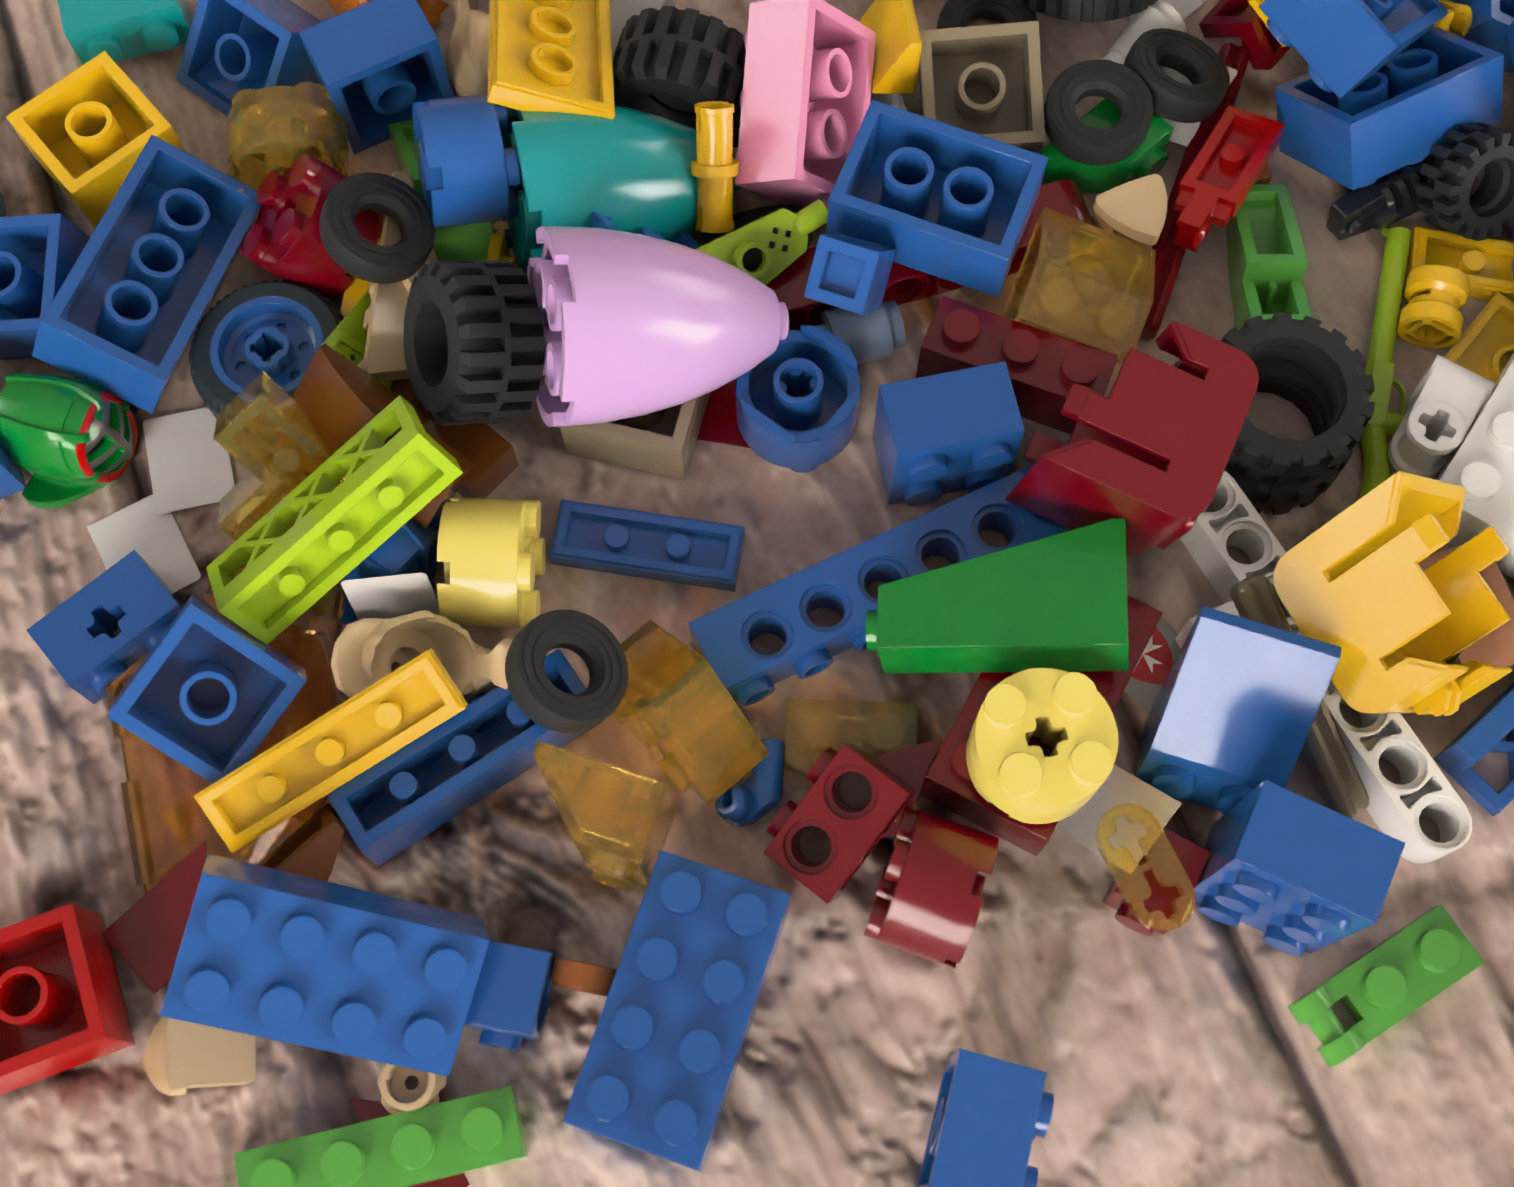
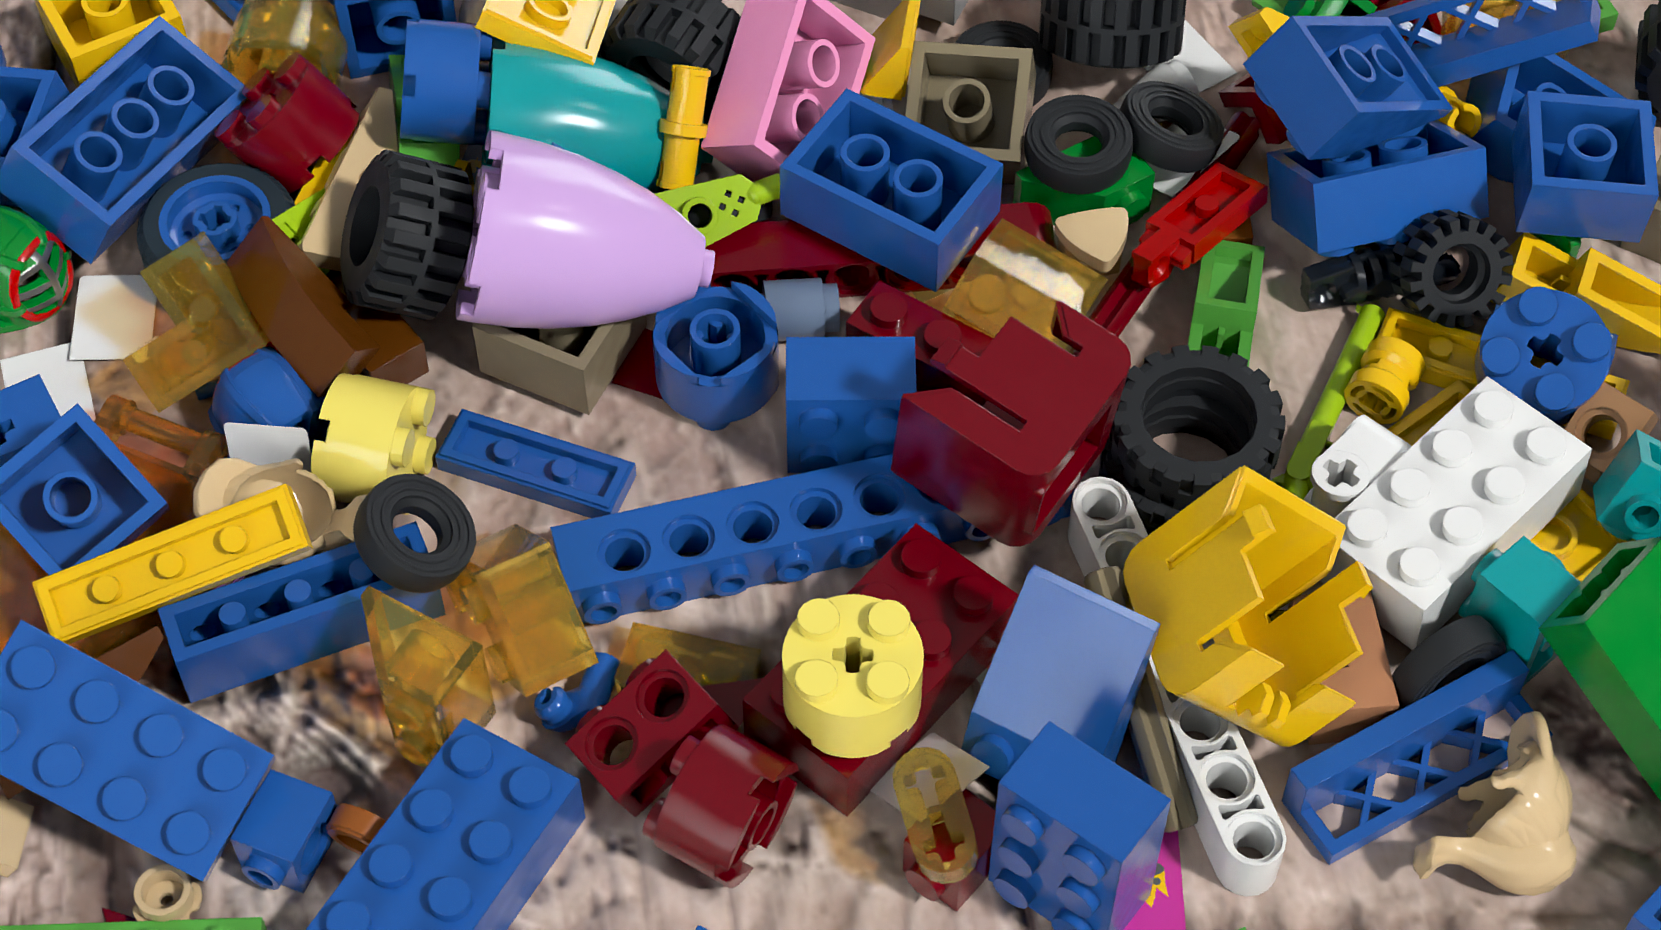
camera: 10 degrees right, 15 degrees down
(333, 524) = (229, 368): lime fence -> none
(363, 257) = (353, 97): black tyre -> none
(849, 272) = (788, 239): blue brick -> none
(1012, 609) = (887, 545): green slope -> none

